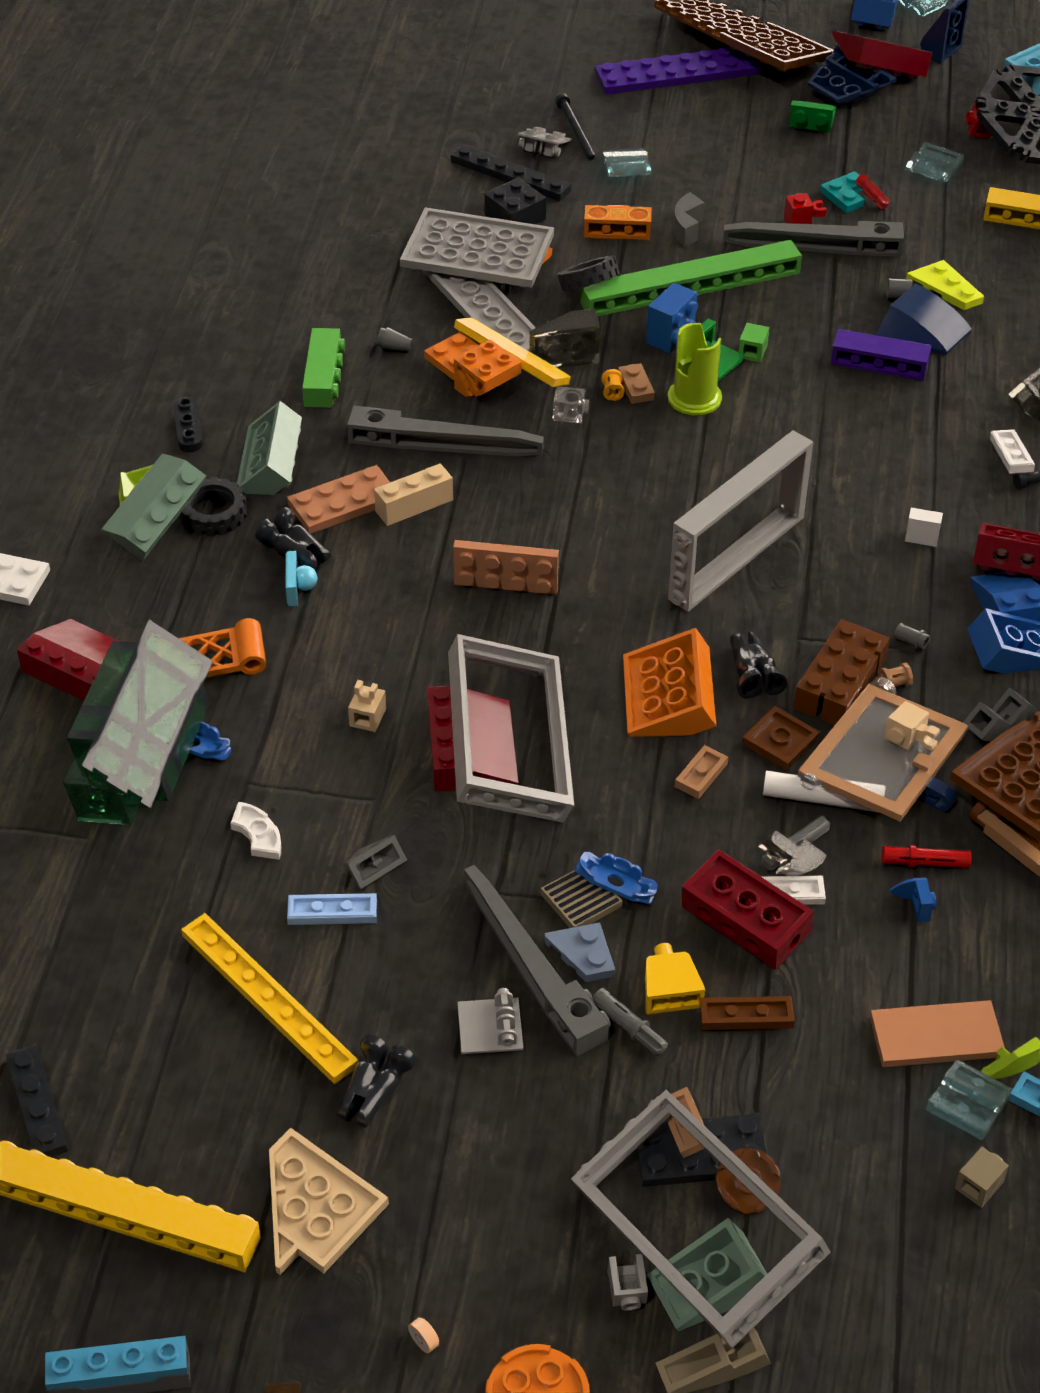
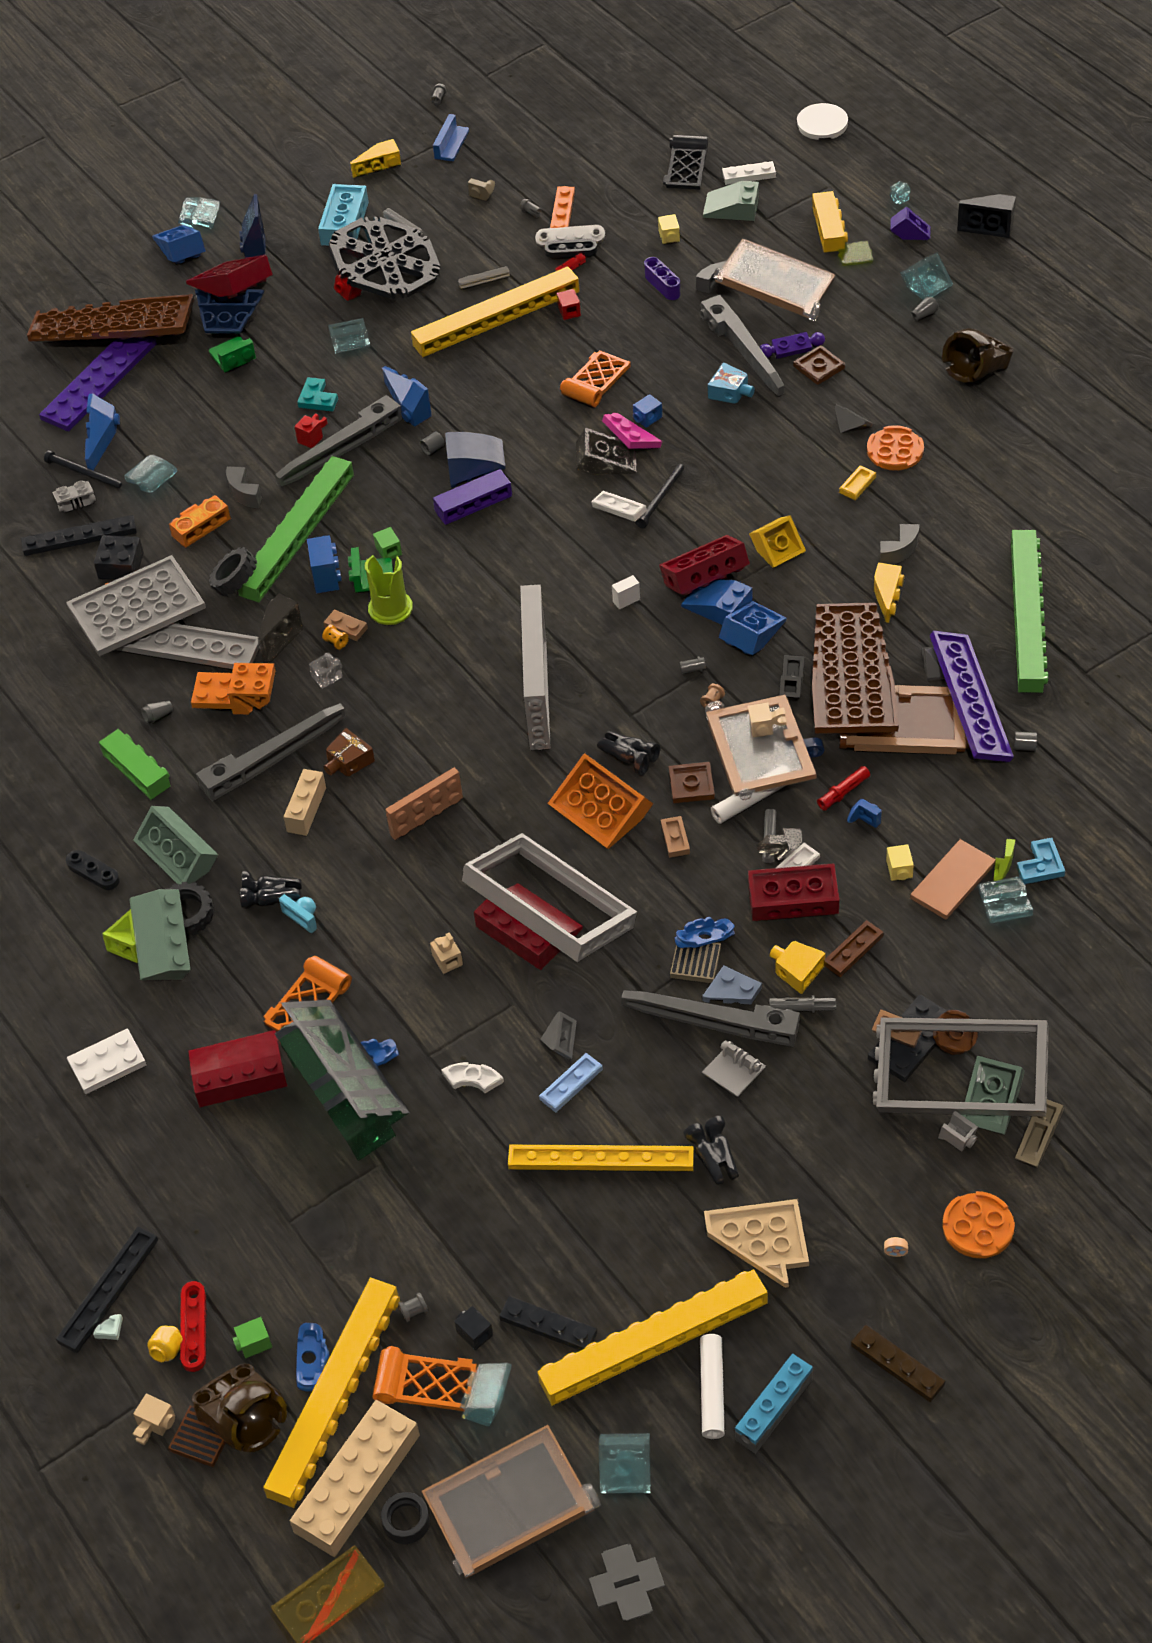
camera: 40 degrees left, 5 degrees up
(89, 1297) = (712, 1386): none -> white piece
(337, 499) = (258, 840): nougat plate -> none
(498, 484) = (348, 754): none -> reddish brown torso
(529, 361) = (226, 662): yellow tile -> none
(624, 103) = (100, 429): none -> blue wedge
(841, 671) = (683, 717): reddish brown piece -> none
(872, 191) = (337, 384): red axle -> none
(895, 970) = (899, 862): none -> light yellow brick
(921, 240) = (409, 394): none -> blue wedge
(949, 283) = (449, 417): neon yellow wing -> none
(981, 1176) = (1055, 933): dark tan brick -> none

